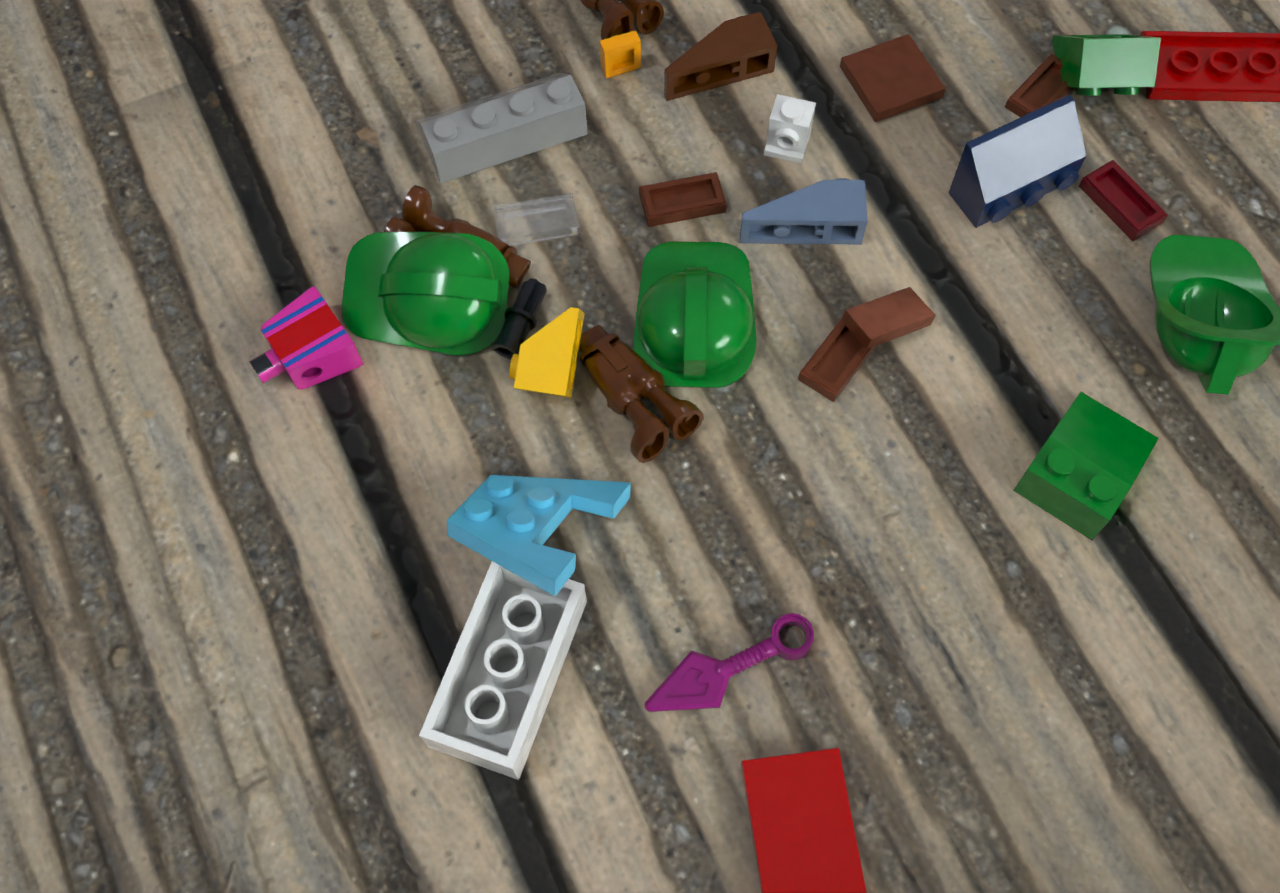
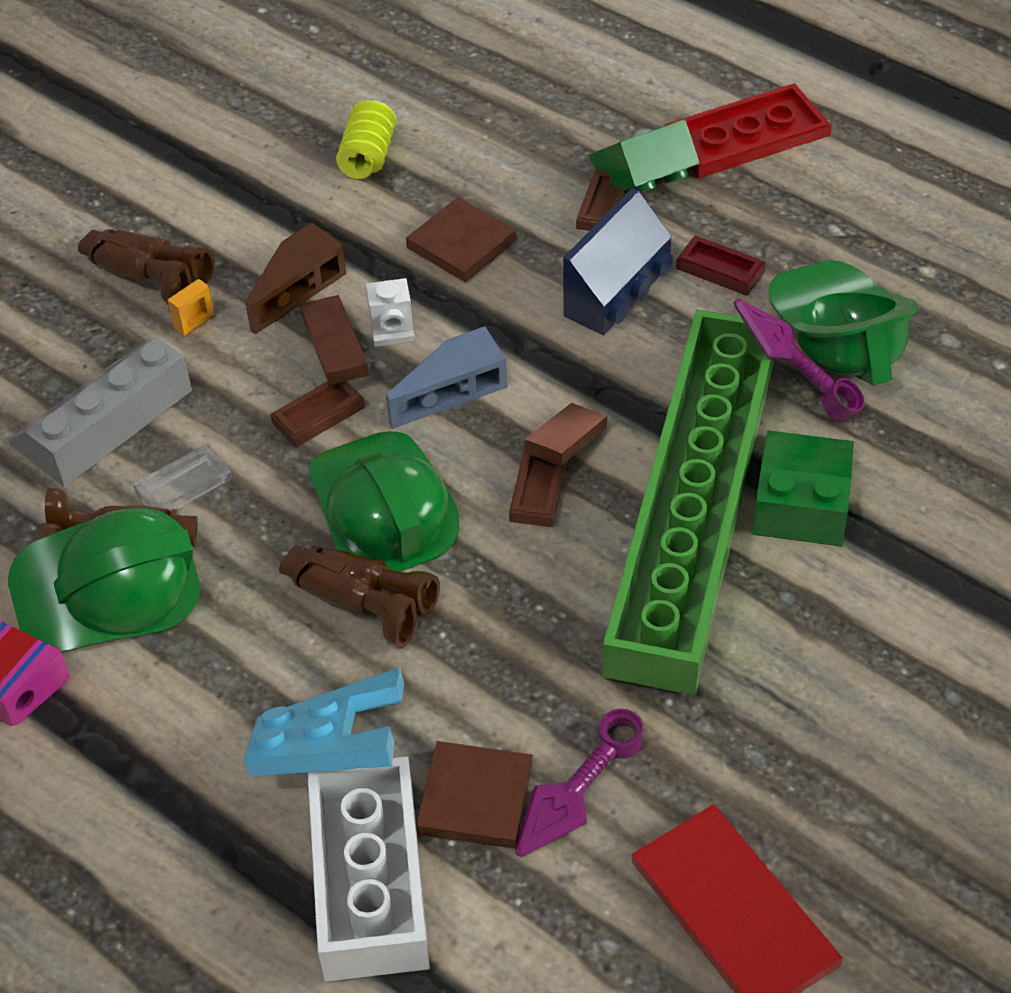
camera: 25 degrees left, 15 degrees down
(520, 318) = (214, 572): black axle -> none
(550, 356) = (265, 588): yellow slope -> none
(636, 634) = (475, 794): none -> copper tile
(727, 136) = (334, 340): none -> copper tile
(970, 437) = (689, 509): none -> bright green brick
(1131, 313) = (778, 342): none -> magenta piece

